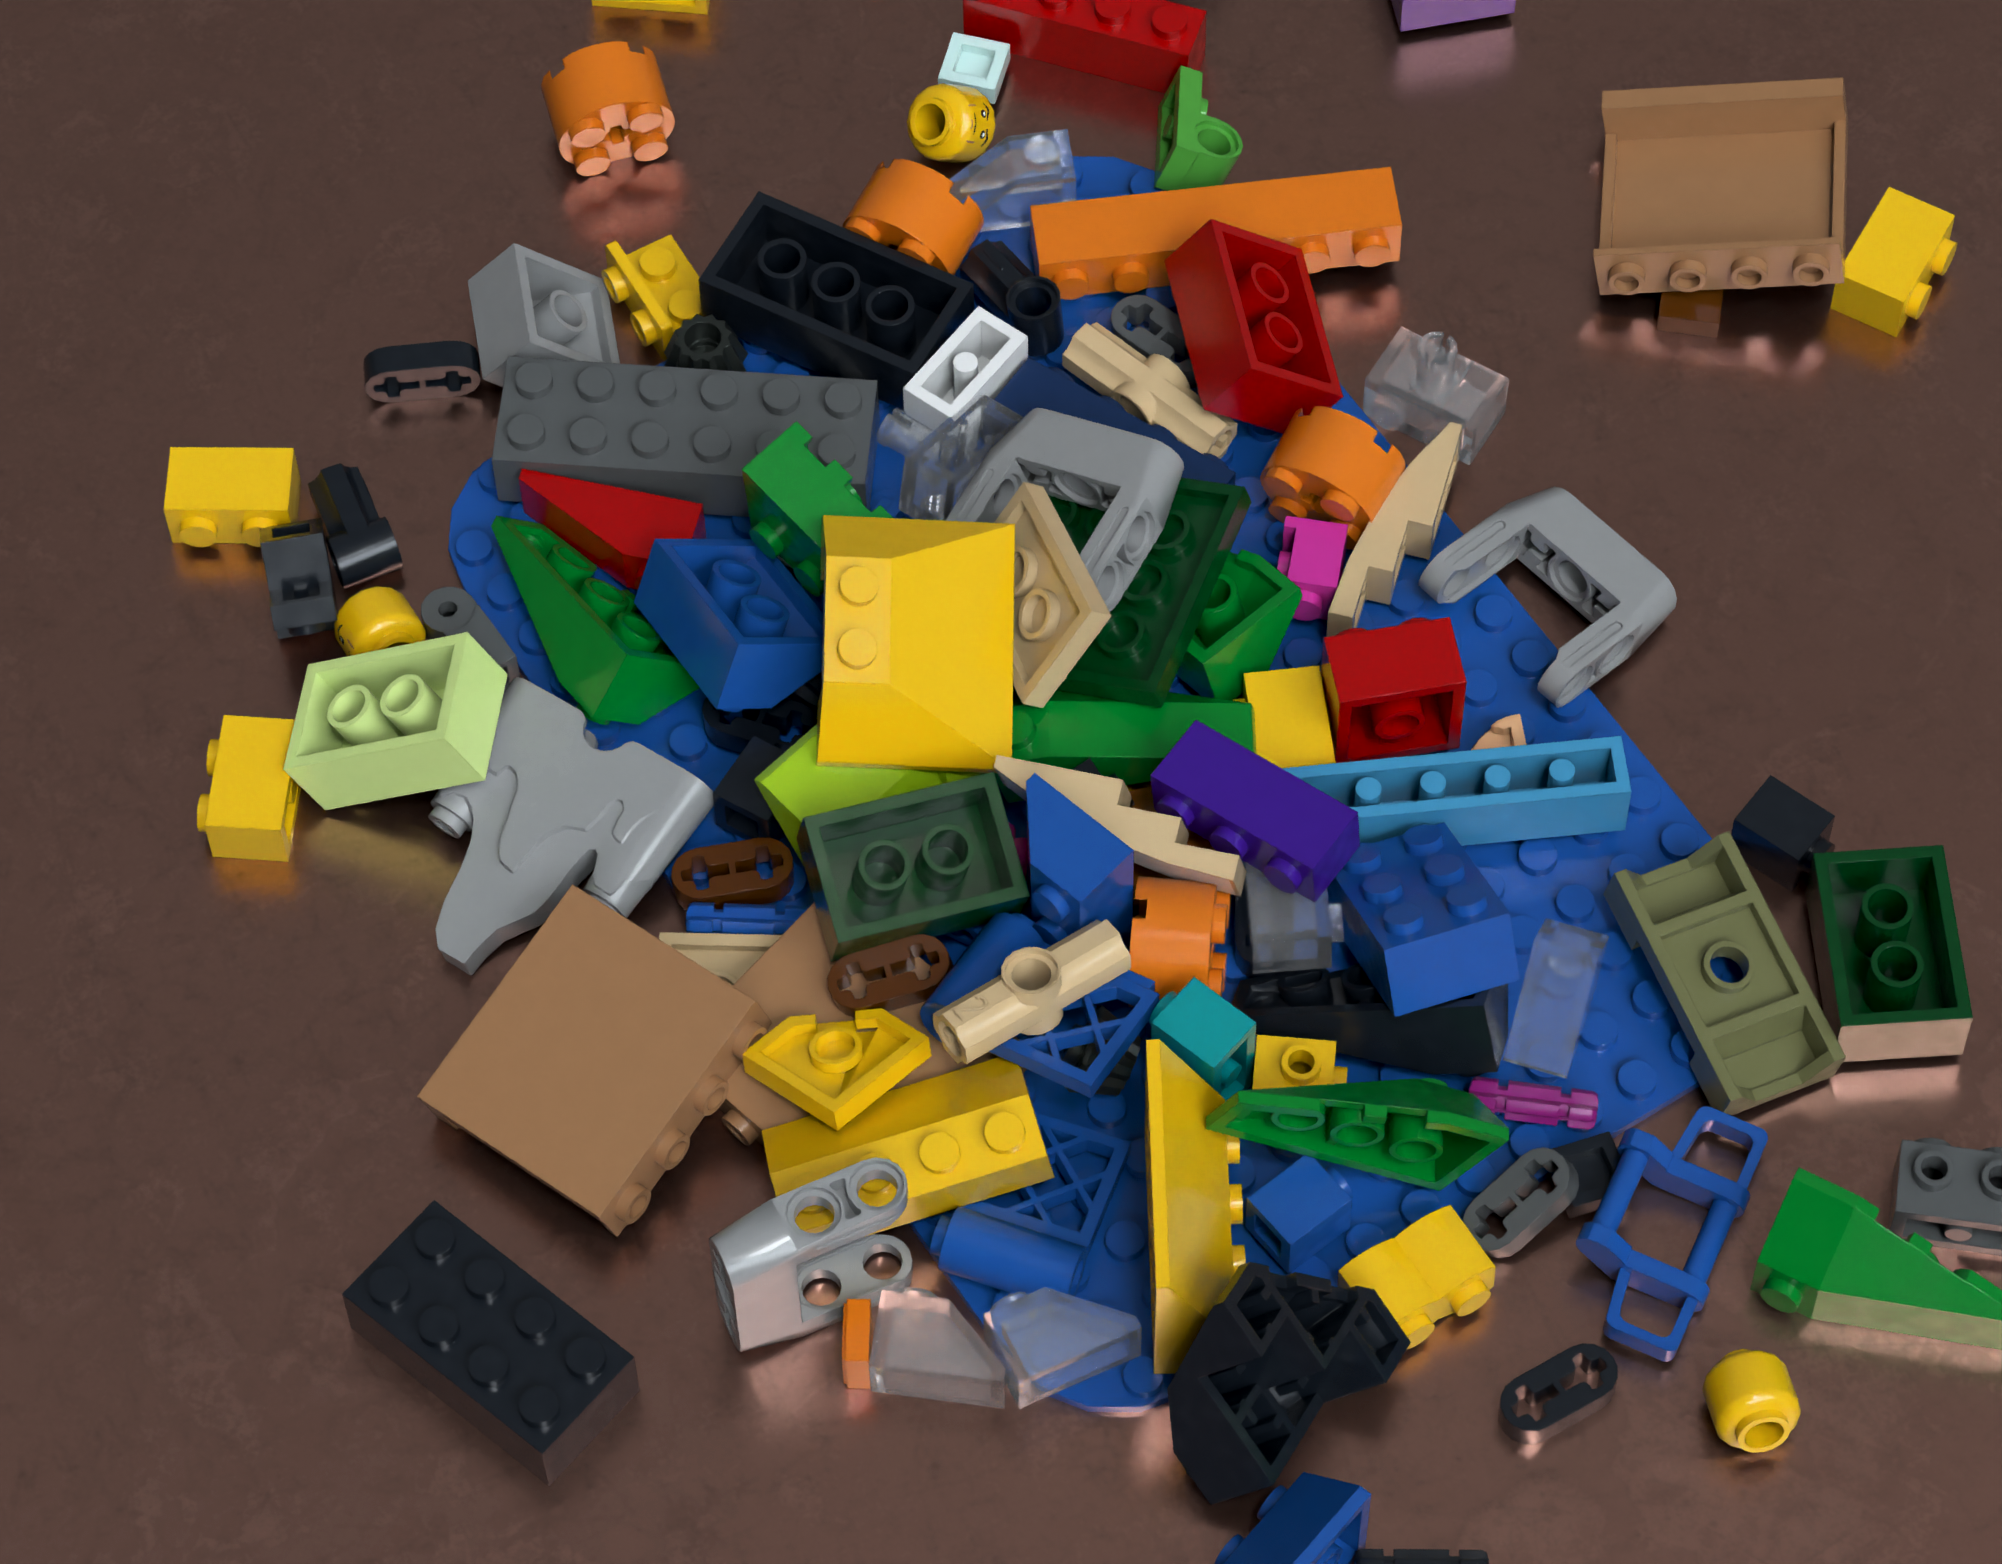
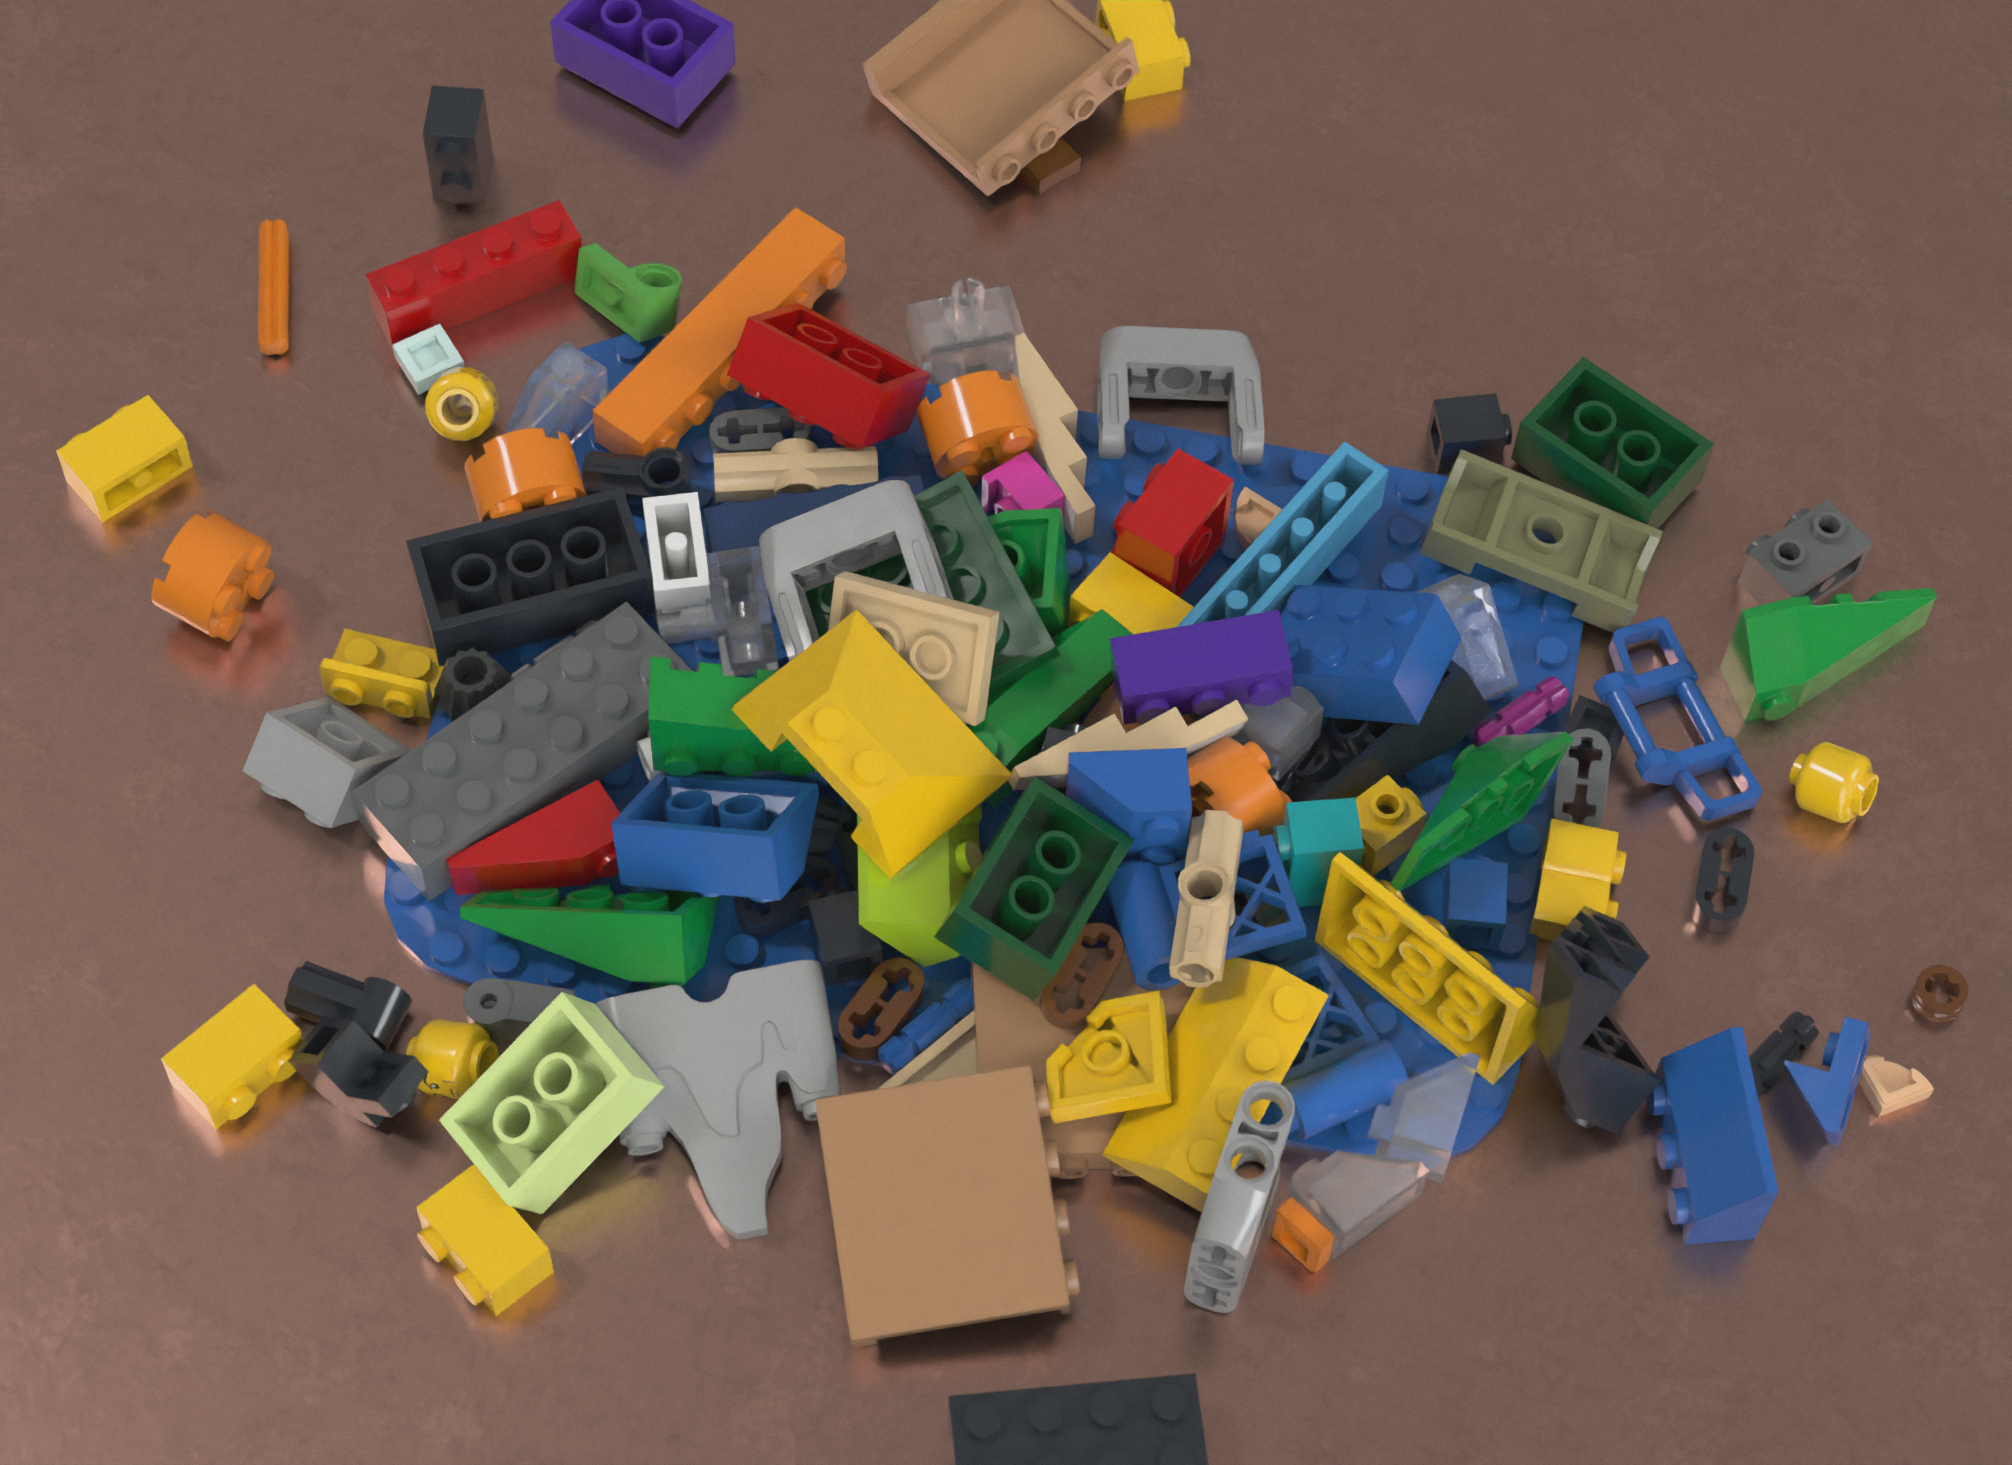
camera: 50 degrees left, 0 degrees up
(421, 371) = (274, 860): black beam -> none

